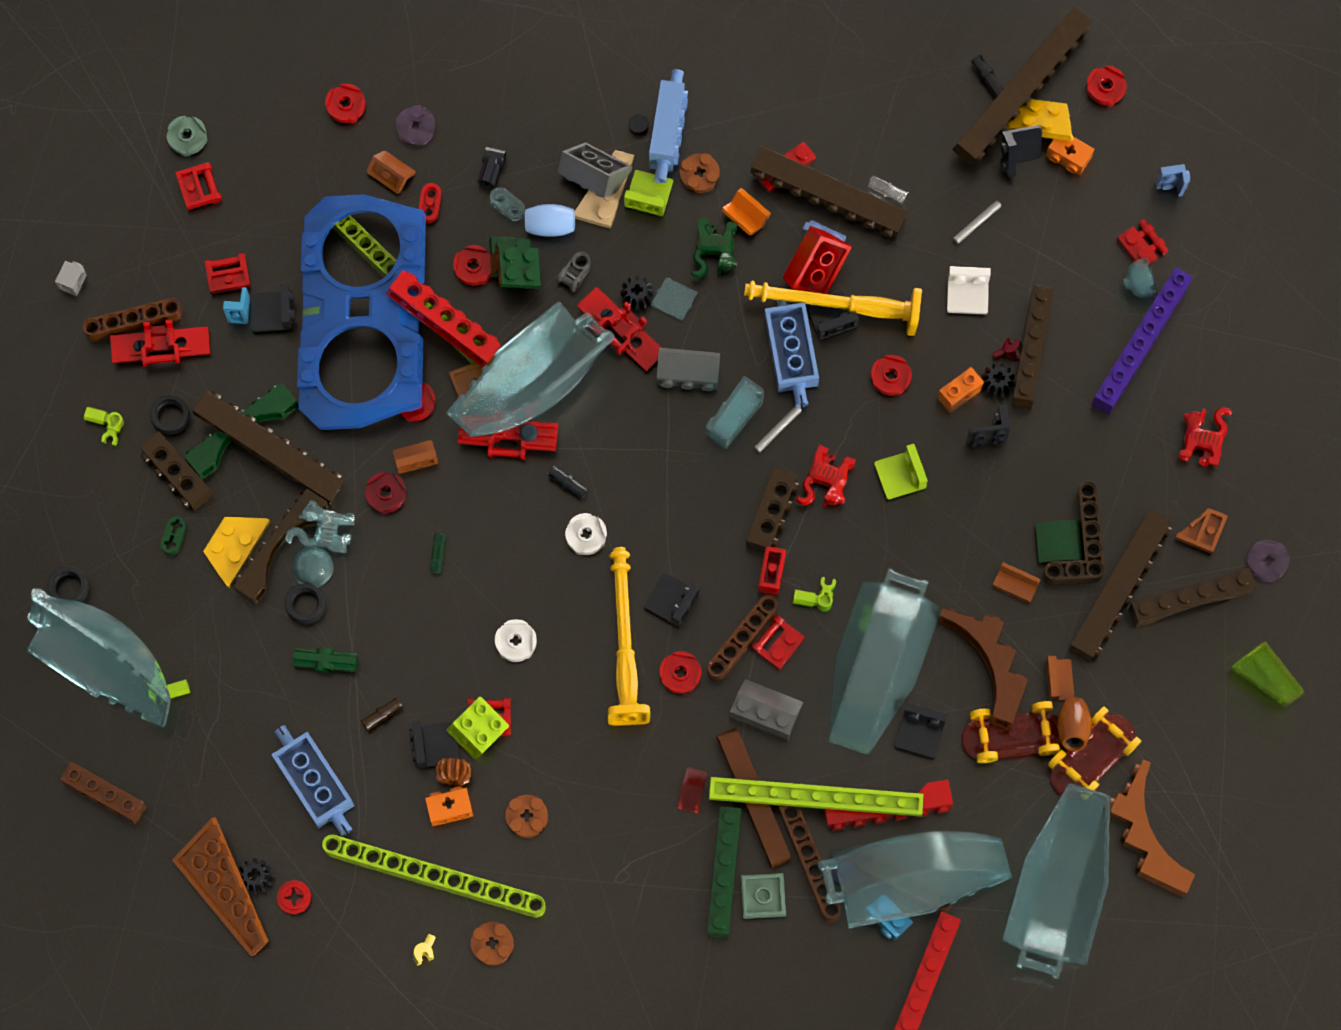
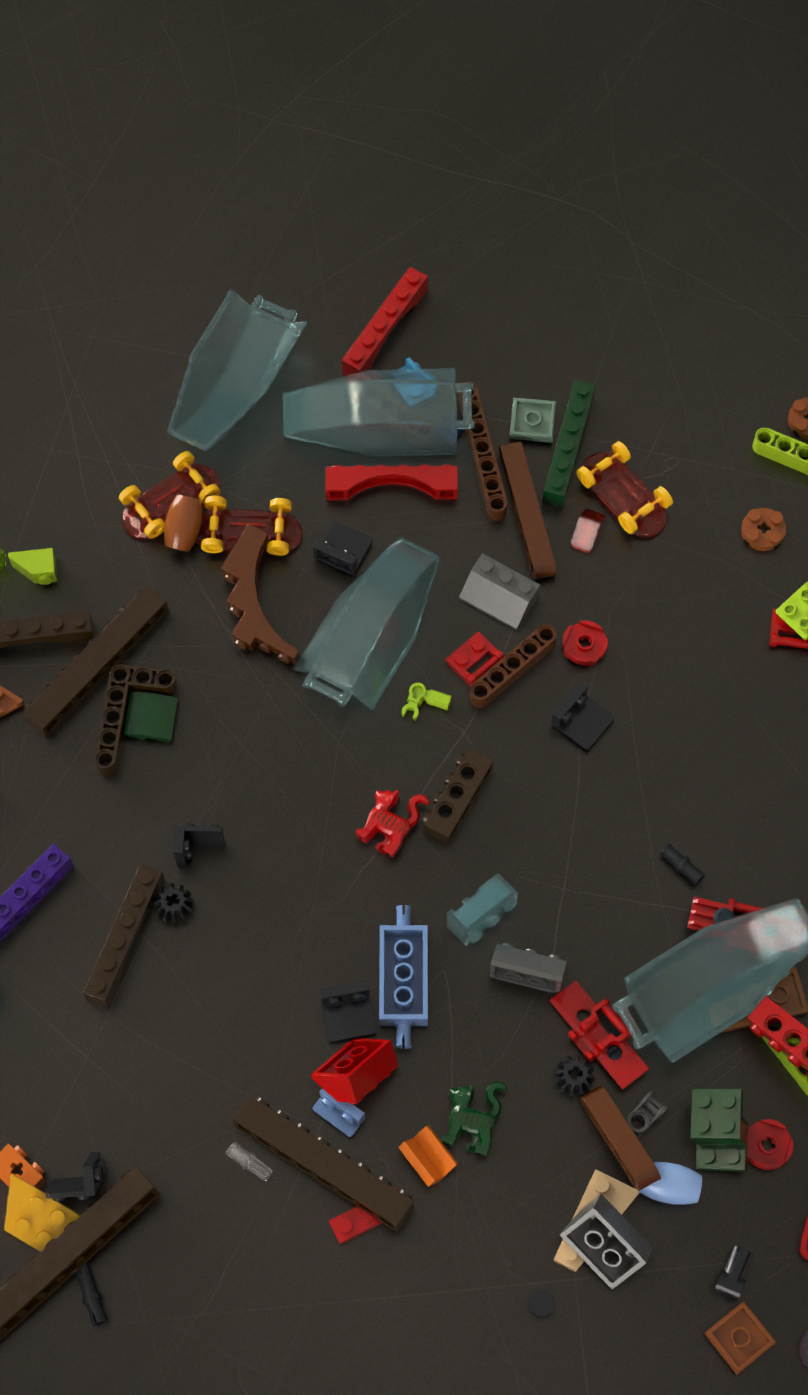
camera: 170 degrees left, 5 degrees down
(482, 122) = (740, 1337): none -> dark orange plate
(507, 632) = (758, 714): white plate -> none
(508, 204) = (719, 1218): clear light blue plate -> none
(590, 523) = (676, 793): white plate -> none
(594, 243) = (620, 1138): none -> reddish brown beam
(628, 710) = (647, 604): yellow piece -> none
(647, 194) = (542, 1204): lime bracket -> none
(665, 831) = (624, 493): none -> clear red piece
(668, 126) = (508, 1284): medium blue brick -> none
(674, 299) = (530, 1067): clear light blue piece -> none
(699, 162) = (466, 1235): dark orange plate -> none
(772, 571) = (470, 726): red brick -> none
(778, 428) = (437, 889): light grey bar -> none
(816, 796) = (465, 487): lime plate -> none
(864, 305) = (301, 1006): yellow piece -> none
(896, 385) = (289, 918): red plate -> none
(901, 473) = (307, 815): lime bracket -> none
(960, 390) = (219, 897): orange brick -> none
(968, 290) = (182, 1015): white bracket -> none
(976, 222) = (151, 1104): light grey bar -> none
(1010, 350) = (153, 938): dark red piece -> none
(1016, 583) = (208, 680): dark orange panel -> none
(1059, 679) = (186, 578): dark orange panel -> none
(1157, 864) = (147, 441): dark orange arch -> none
(1201, 667) = (36, 565): none -> lime slope

